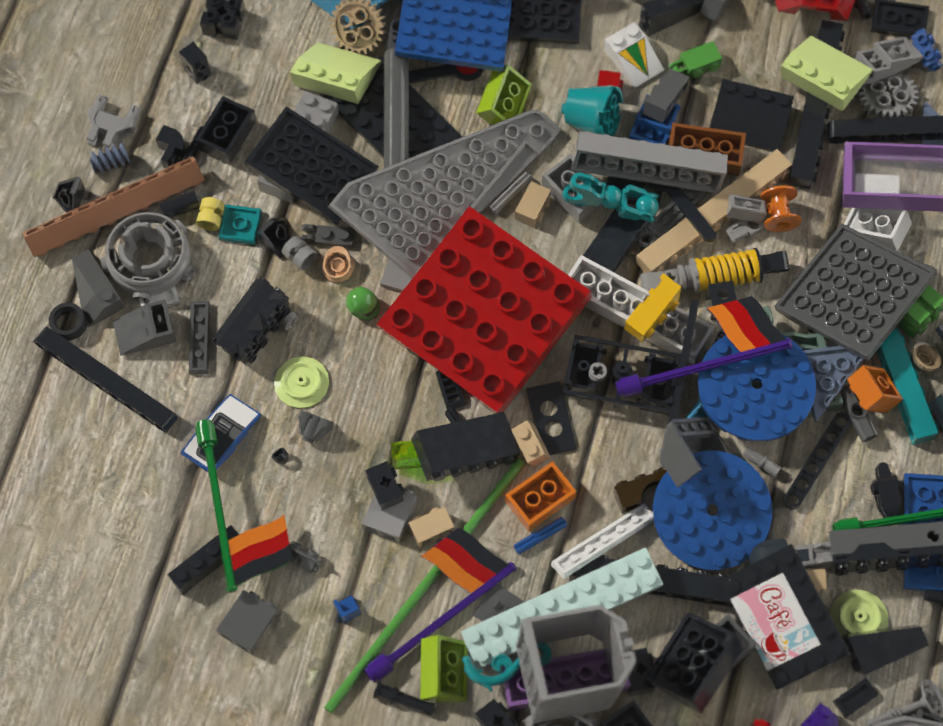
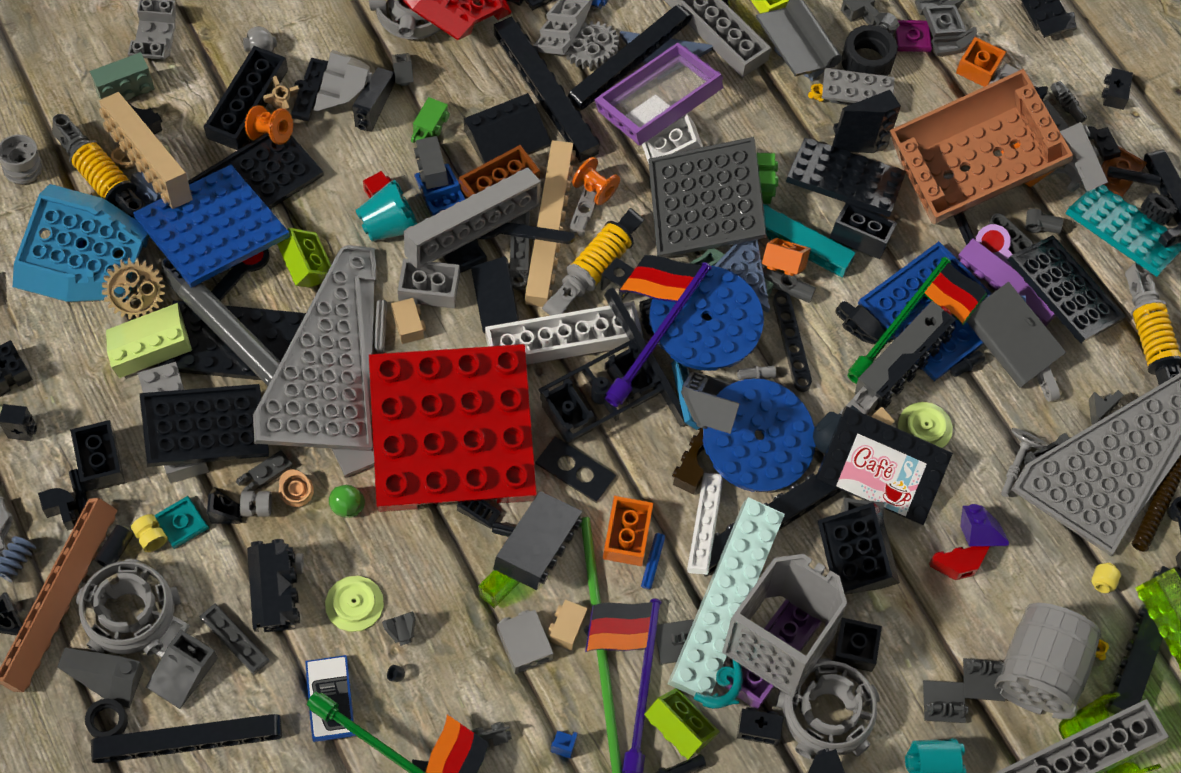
camera: 50 degrees left, 5 degrees down
(385, 496) = (512, 630): black brick -> none
(530, 443) = (581, 498): tan brick -> none
(595, 366) = (579, 405): light grey bush -> none
(611, 197) = (469, 265): teal piece -> none
(633, 55) = (375, 152): white slope -> none
(654, 309) = (582, 320): yellow wedge -> none
(746, 208) = (572, 199): light grey slope -> none
(825, 72) = (535, 59): yellowish green slope -> none
(855, 698) = (977, 484): black tile -> none
(883, 646) = (964, 430): black slope -> none
(926, 357) = (794, 208): tan hat -> none

